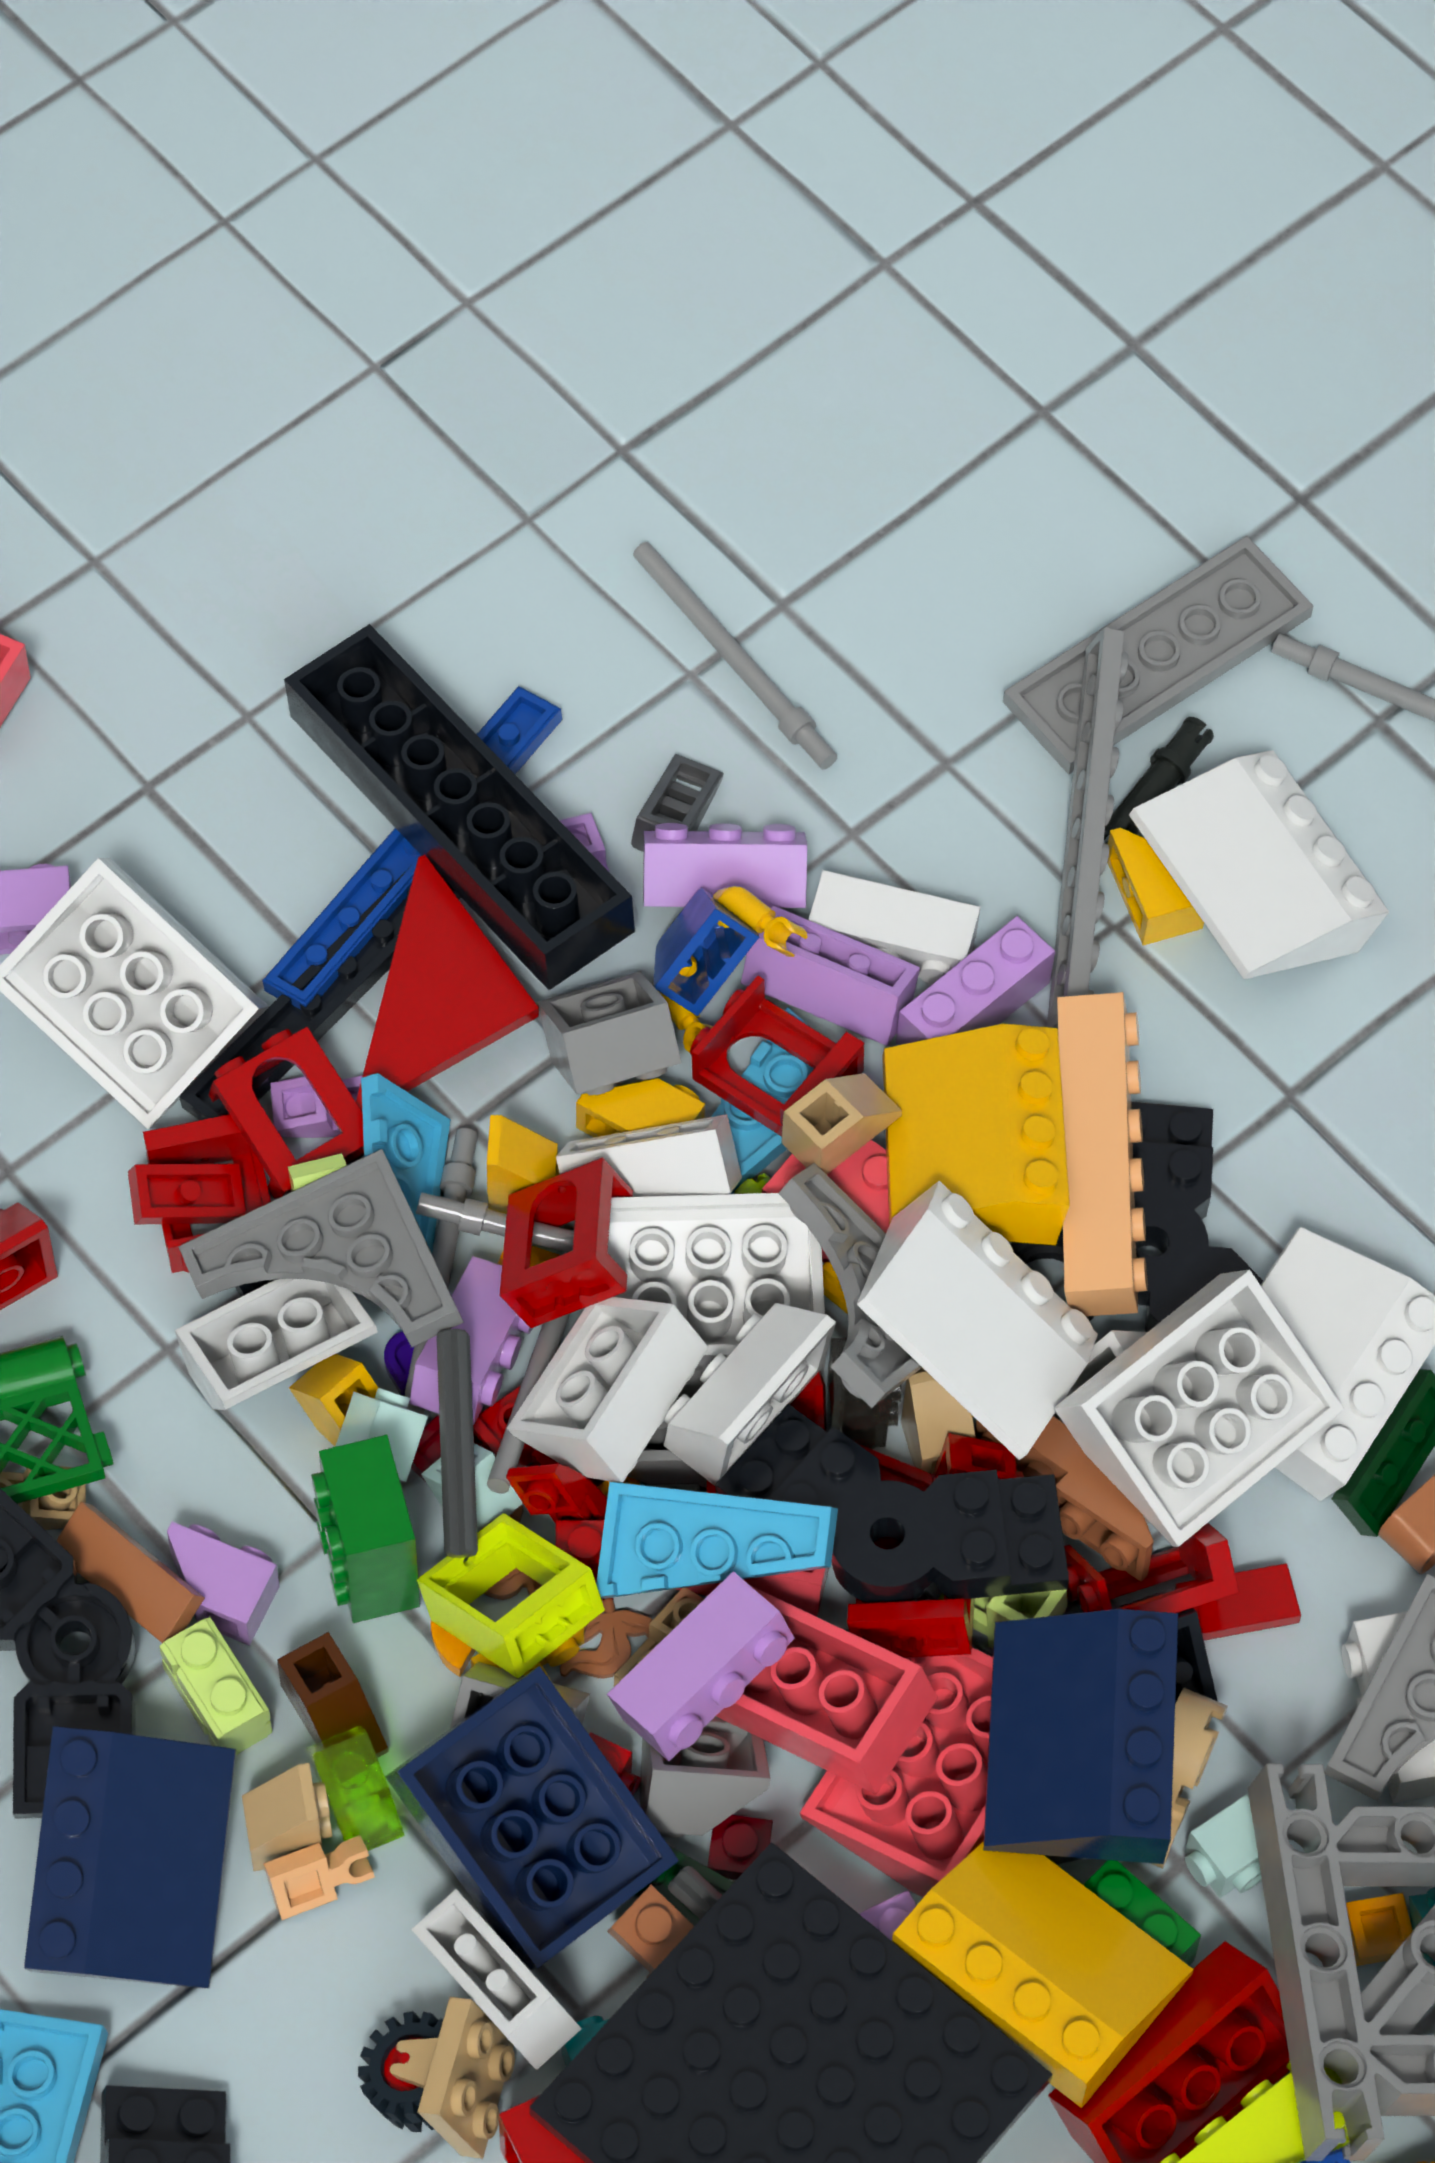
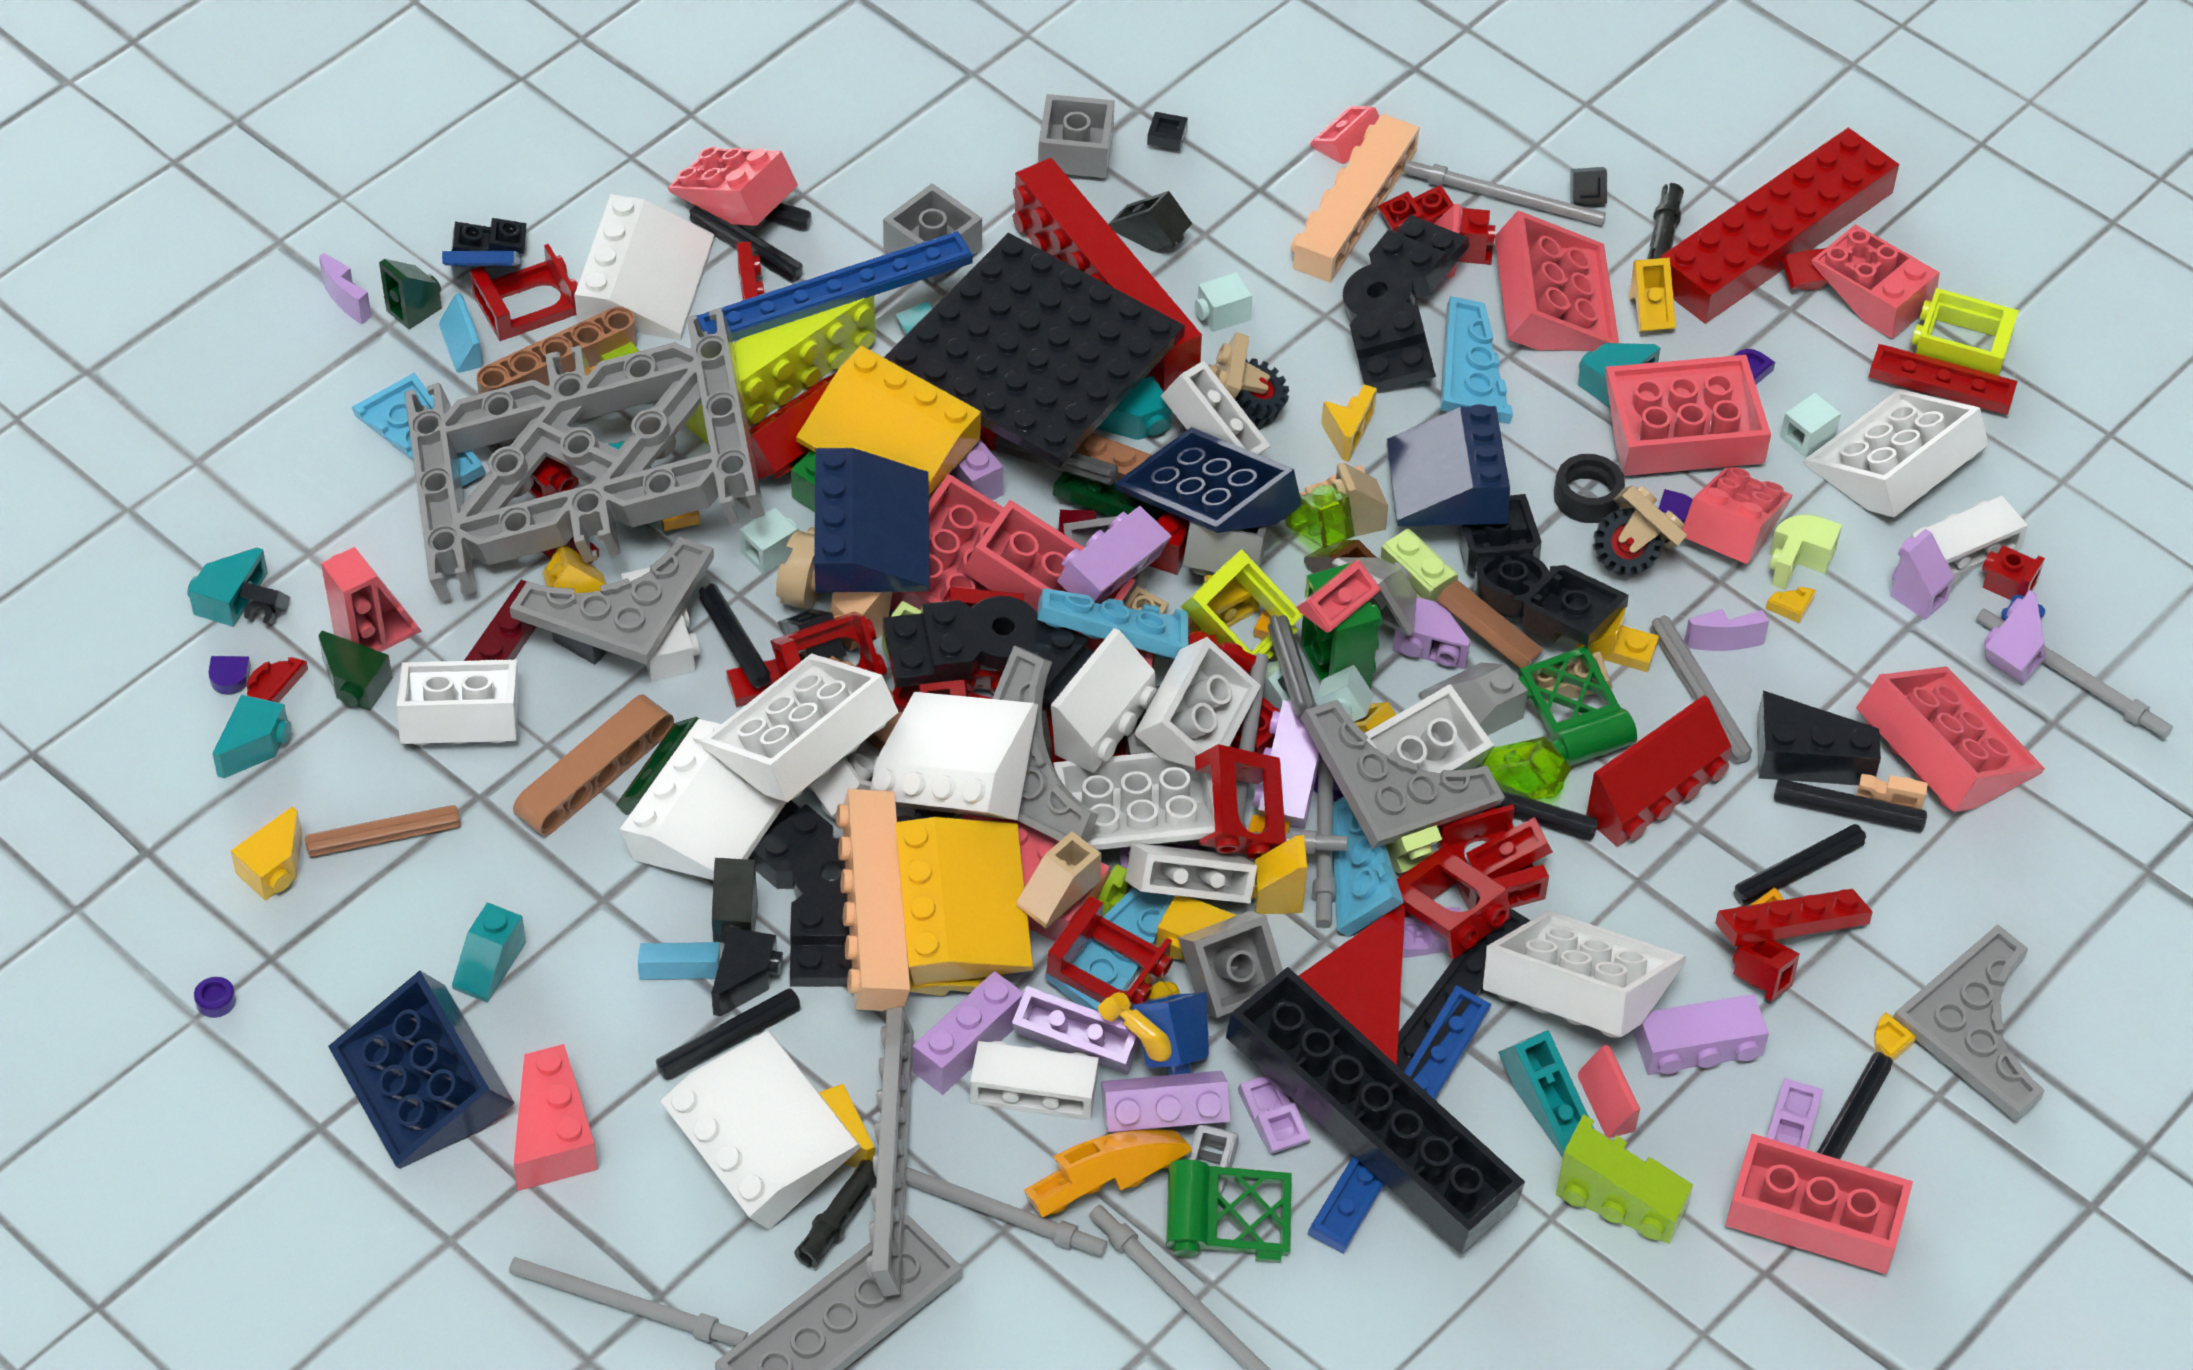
camera: 175 degrees right, 10 degrees down
(130, 1277) = (1551, 816): none -> black axle
(130, 1331) = (1528, 768): none -> clear neon green slope
(135, 843) = (1609, 1093): none -> coral slope
(154, 714) = (1620, 1185): none -> lime wedge
(176, 1466) = (1489, 693): none -> light grey slope
(217, 856) = (1545, 1086): none -> teal slope
(267, 1997) = (1347, 424): none -> yellow slope
(291, 1591) = (1396, 596): none -> light grey slope
(376, 1485) = (1339, 597): none -> coral slope
(703, 740) = (1194, 1204): none -> green piece
(816, 793) = (1118, 1157): none -> light orange slope
(871, 738) = (1063, 1233): none -> light grey bar
(1273, 1121) = (744, 969): none -> black slope
(1286, 1662) = (734, 636): none -> black axle
(1288, 1200) = (733, 896): none -> pearl dark grey slope
(1295, 1043) = (727, 1034): none -> black axle
(1364, 1155) = (678, 960): none -> medium azure slope

